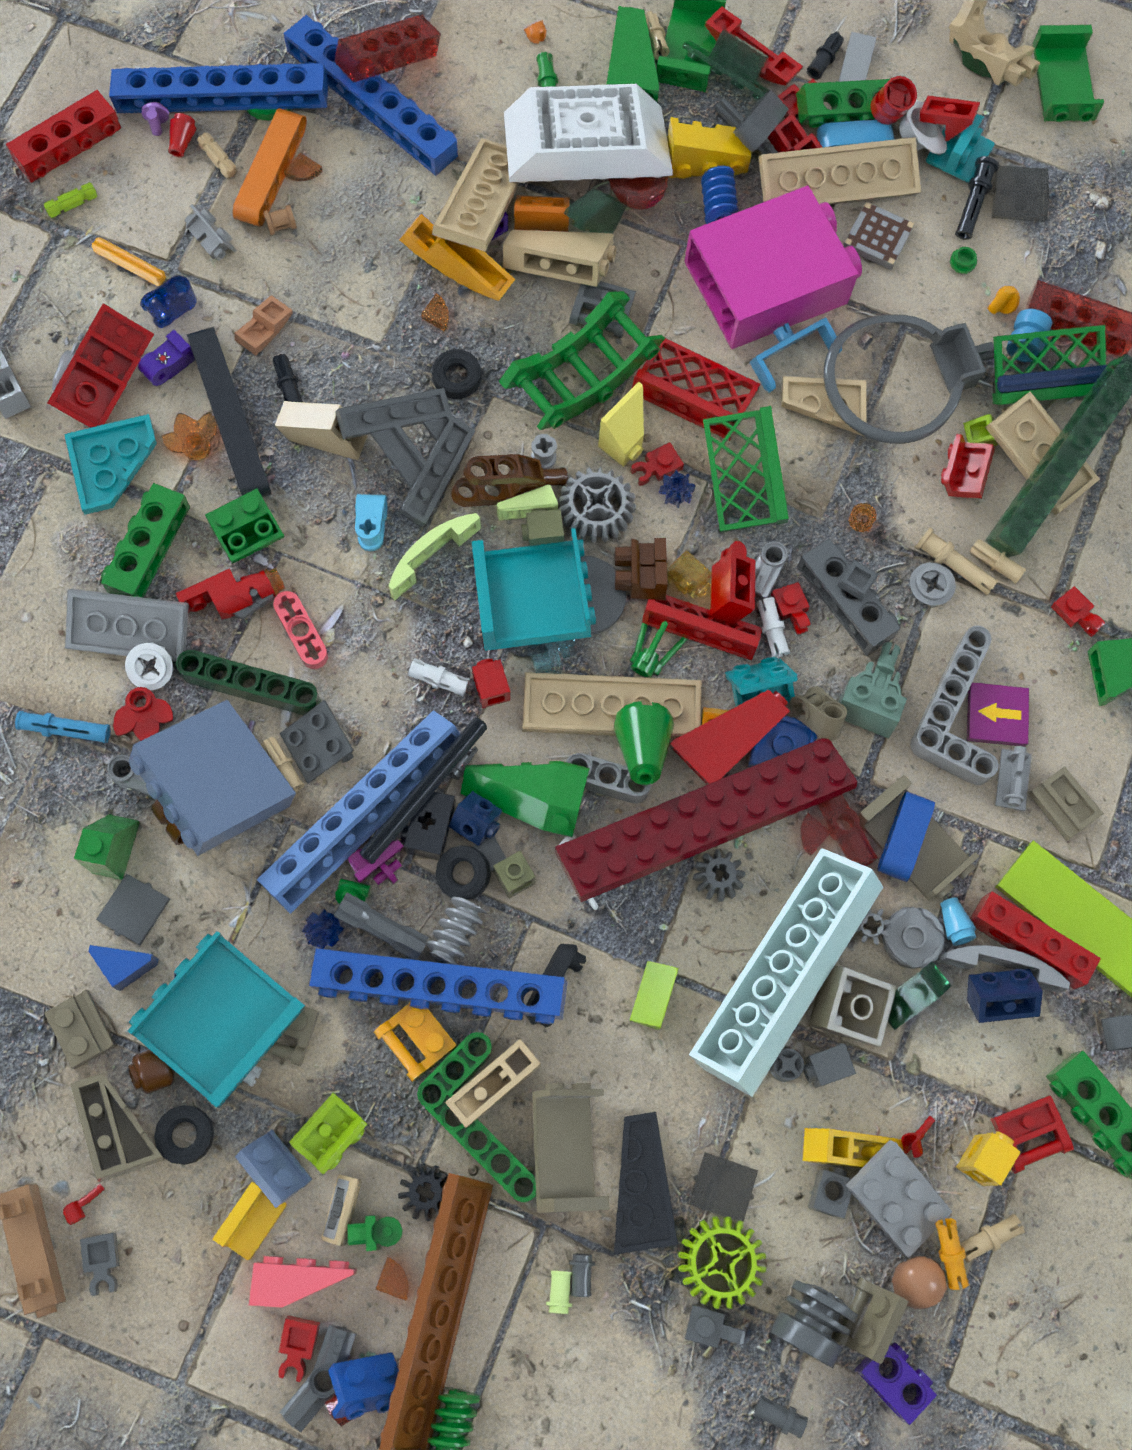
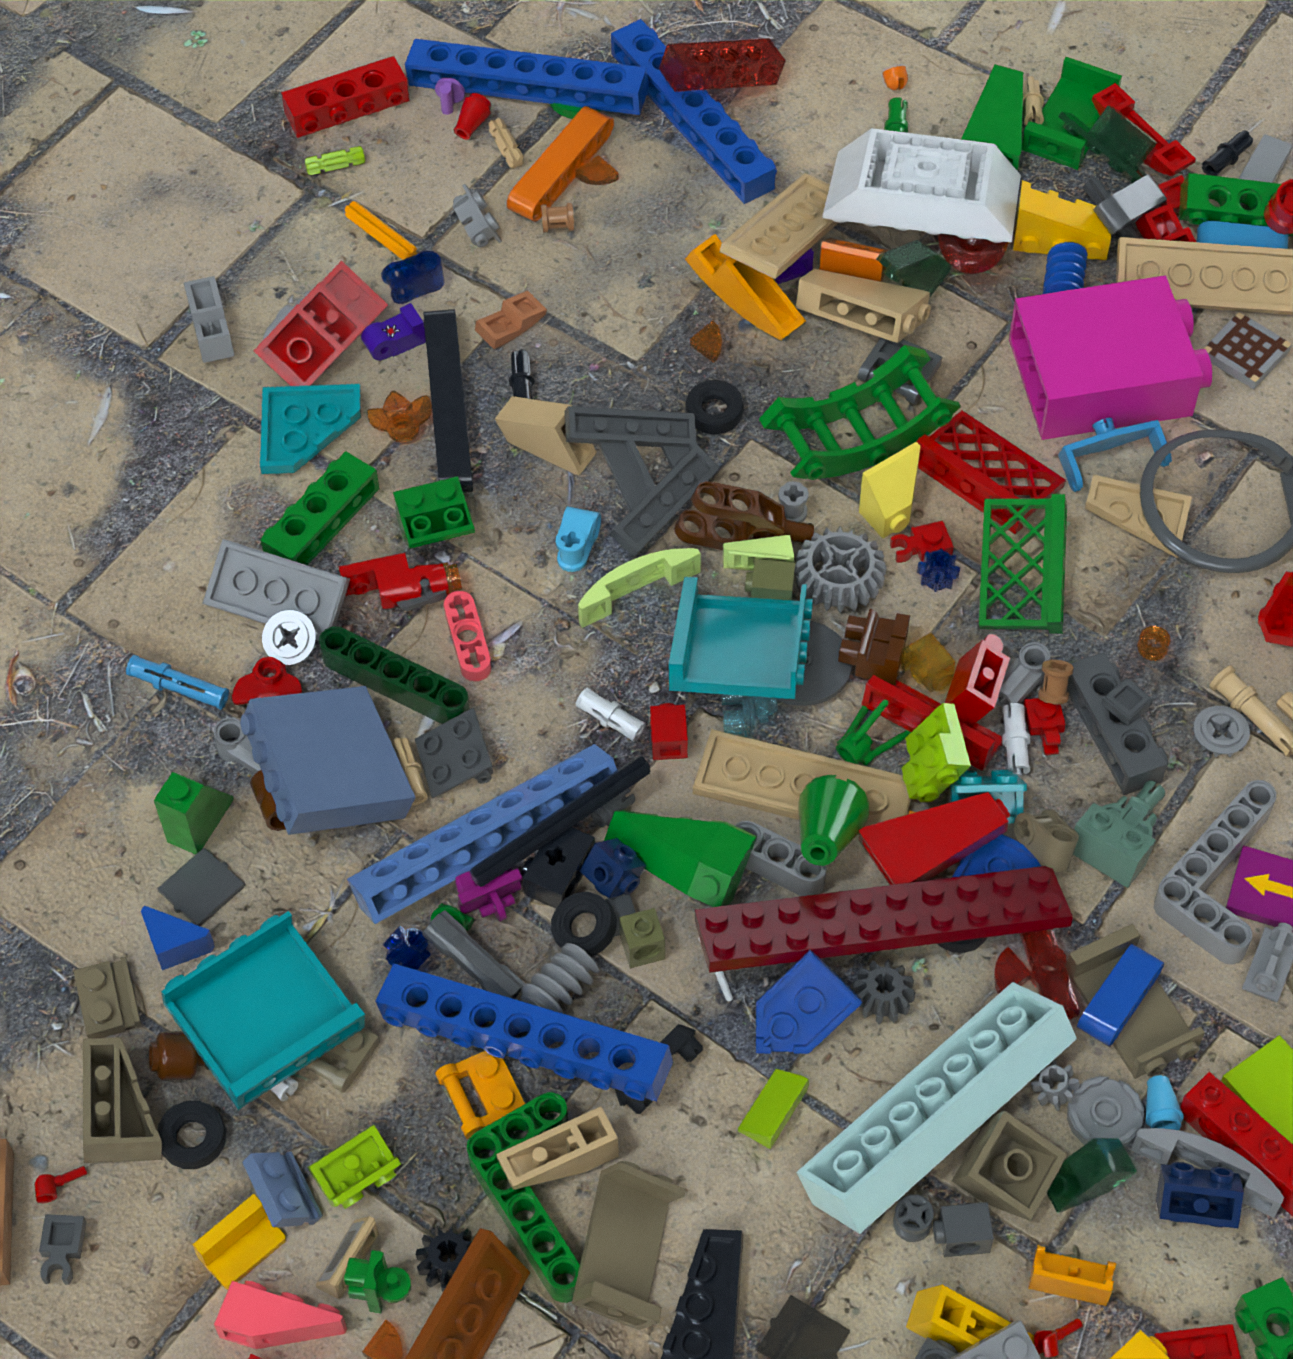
camera: 20 degrees right, 15 degrees down
(660, 908) = (802, 1008): none -> blue tile
(716, 661) = (935, 754): none -> lime plate
(795, 577) = (1055, 681): none -> medium nougat bush
(919, 1082) = (1071, 1277): none -> light orange hinge

